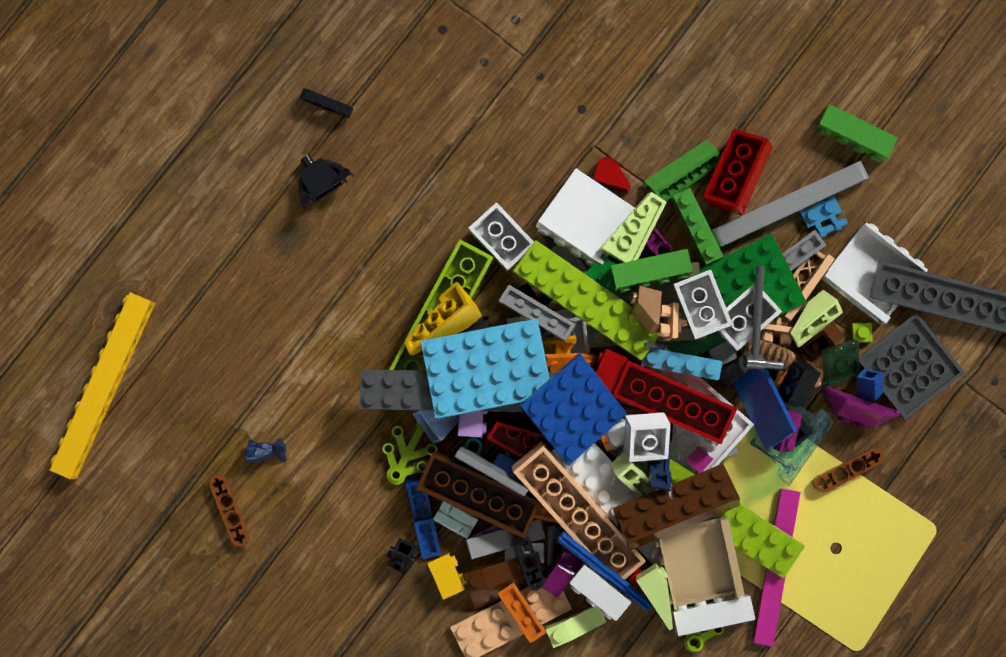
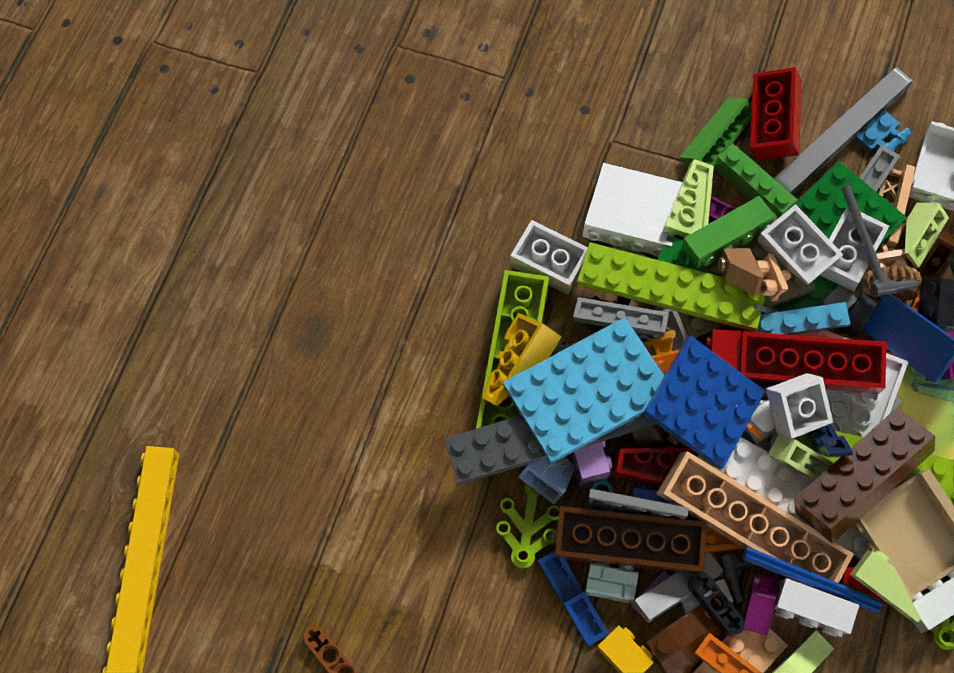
camera: 15 degrees left, 15 degrees down
(261, 451) = (355, 579): dark blue animal -> none
(320, 179) = (328, 260): black torso -> none
(326, 103) = (309, 183): black beam -> none
(401, 555) = (563, 648): black brick -> none
(610, 175) = (644, 159): red slope -> none
(699, 459) = (863, 420): dark pink tile -> none
(856, 133) = (880, 44): bright green brick -> none

